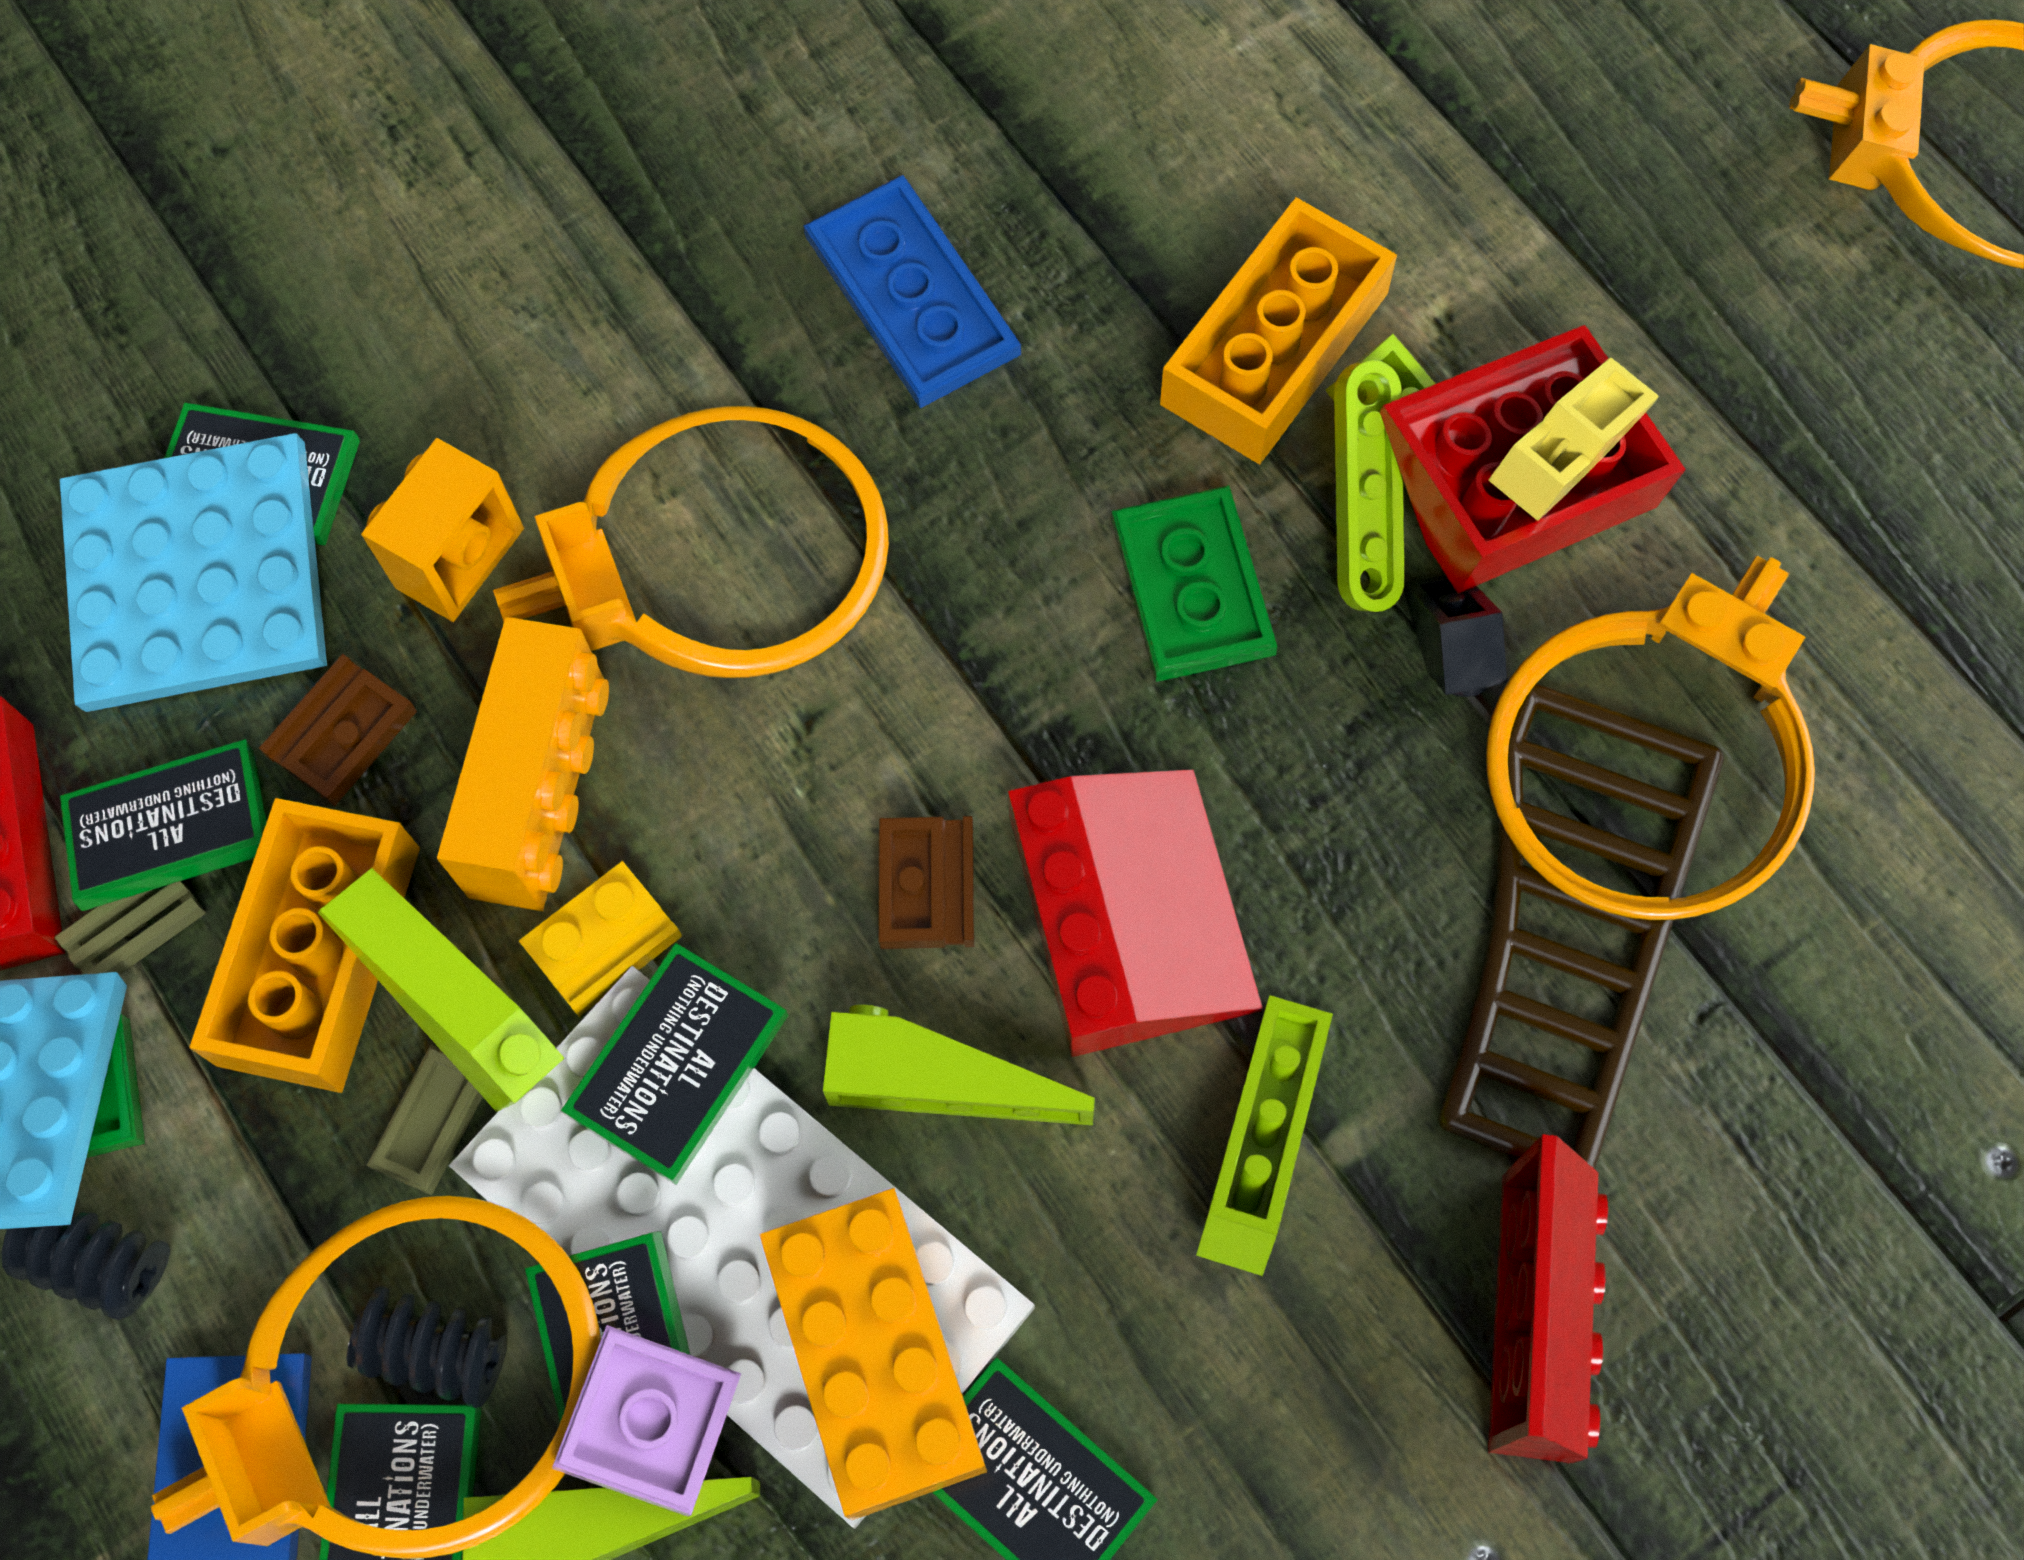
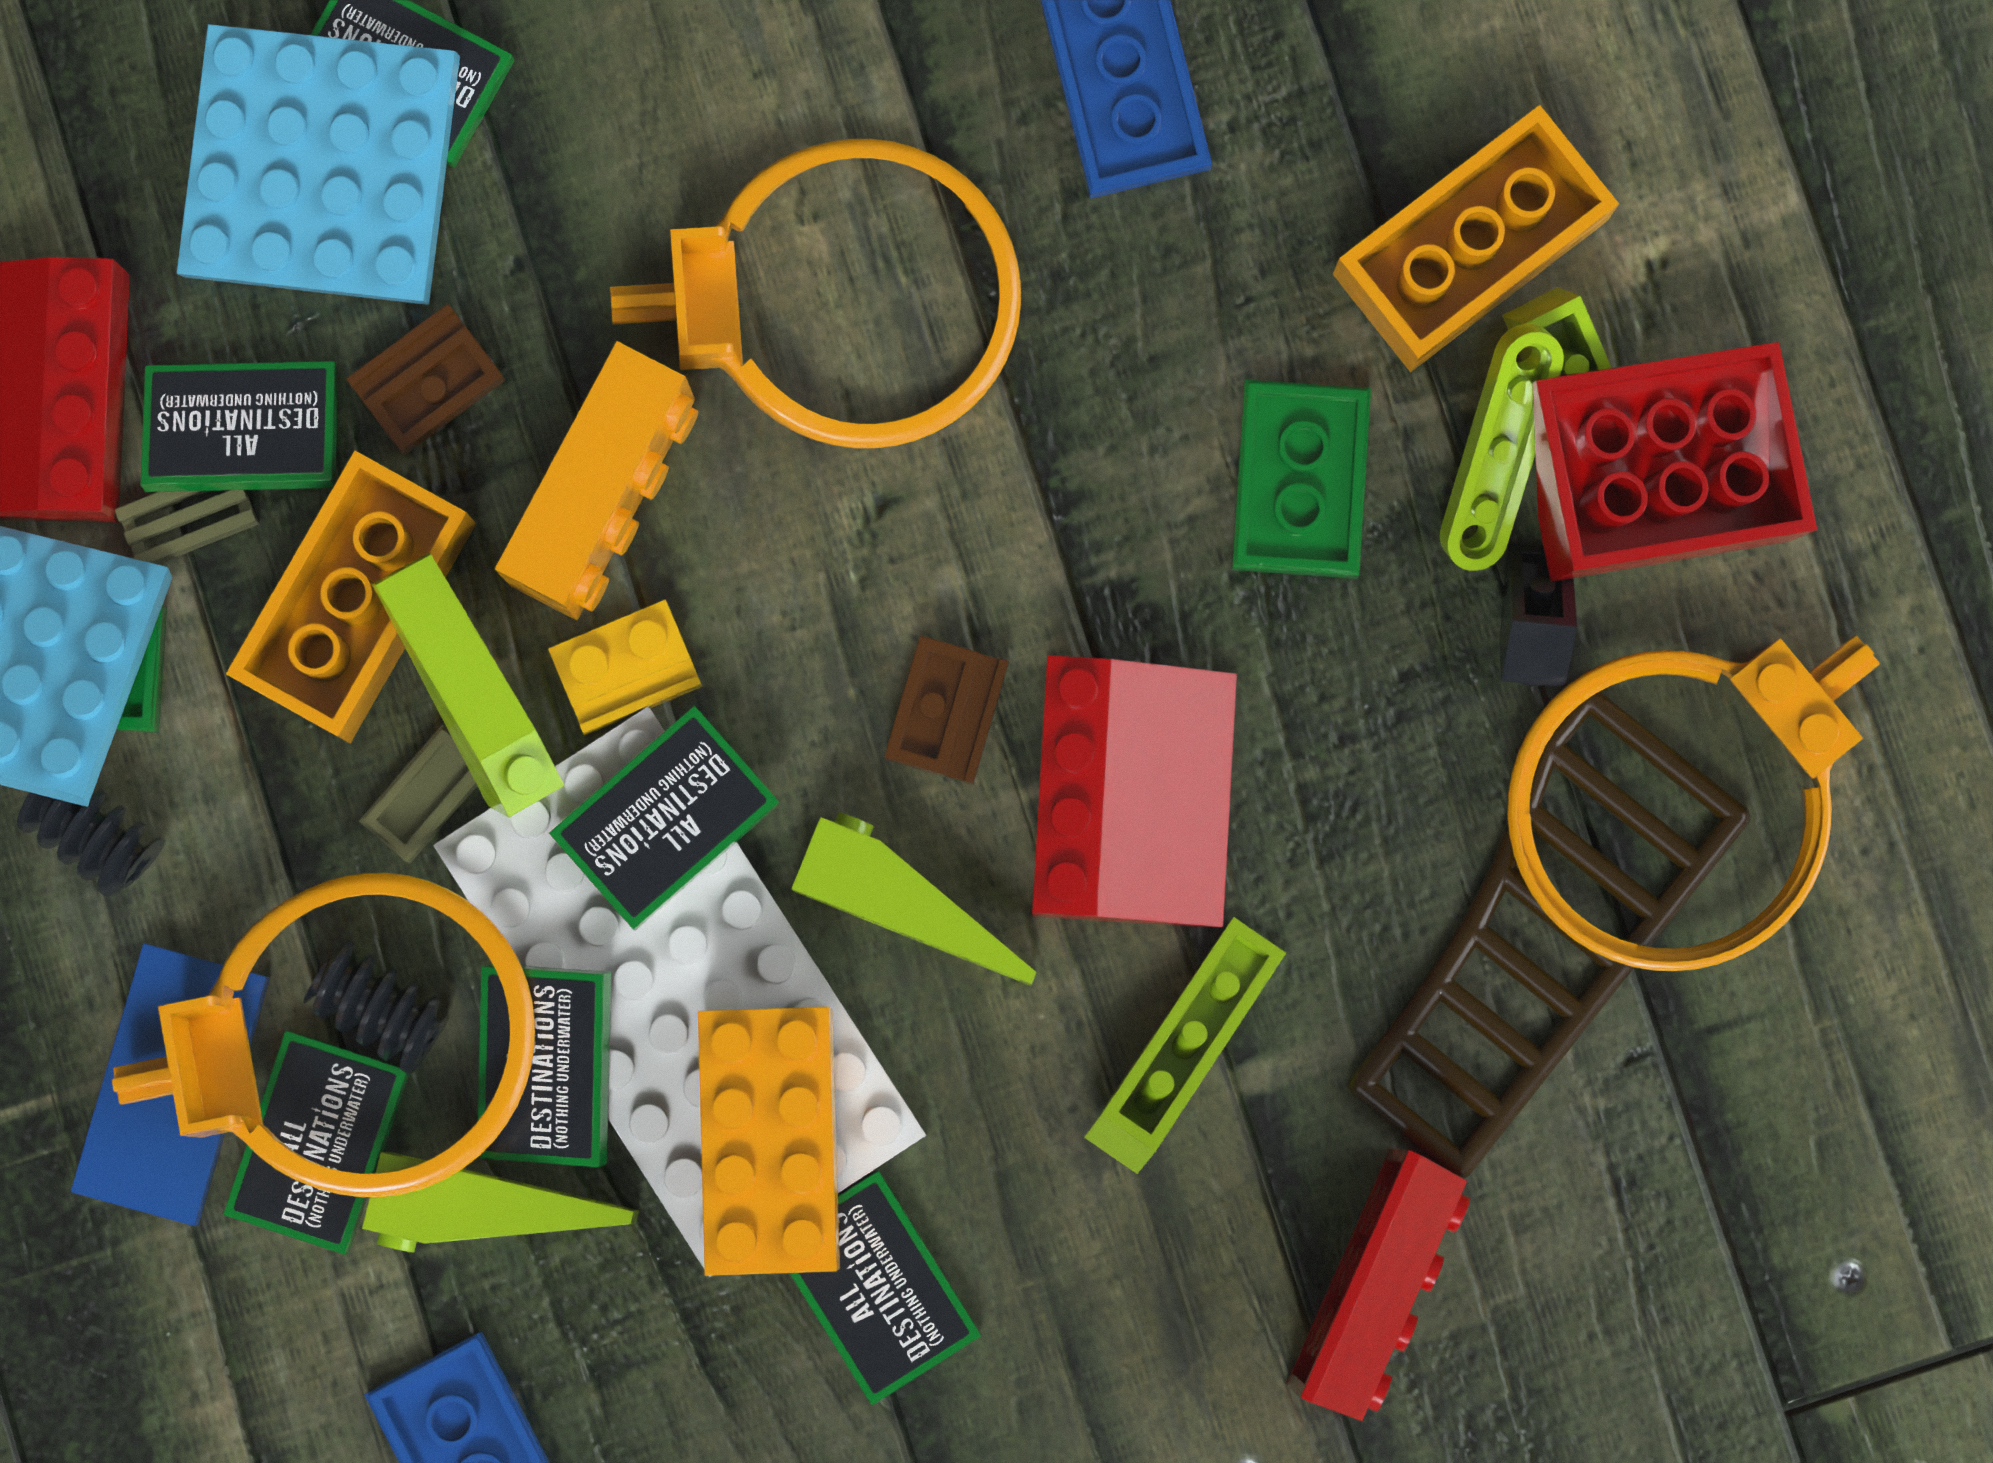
camera: 15 degrees right, 15 degrees up
(443, 529) = (576, 206): light orange brick -> none
(647, 1421) = (556, 1138): lavender tile -> none
(1572, 438) = (1712, 473): light yellow slope -> none

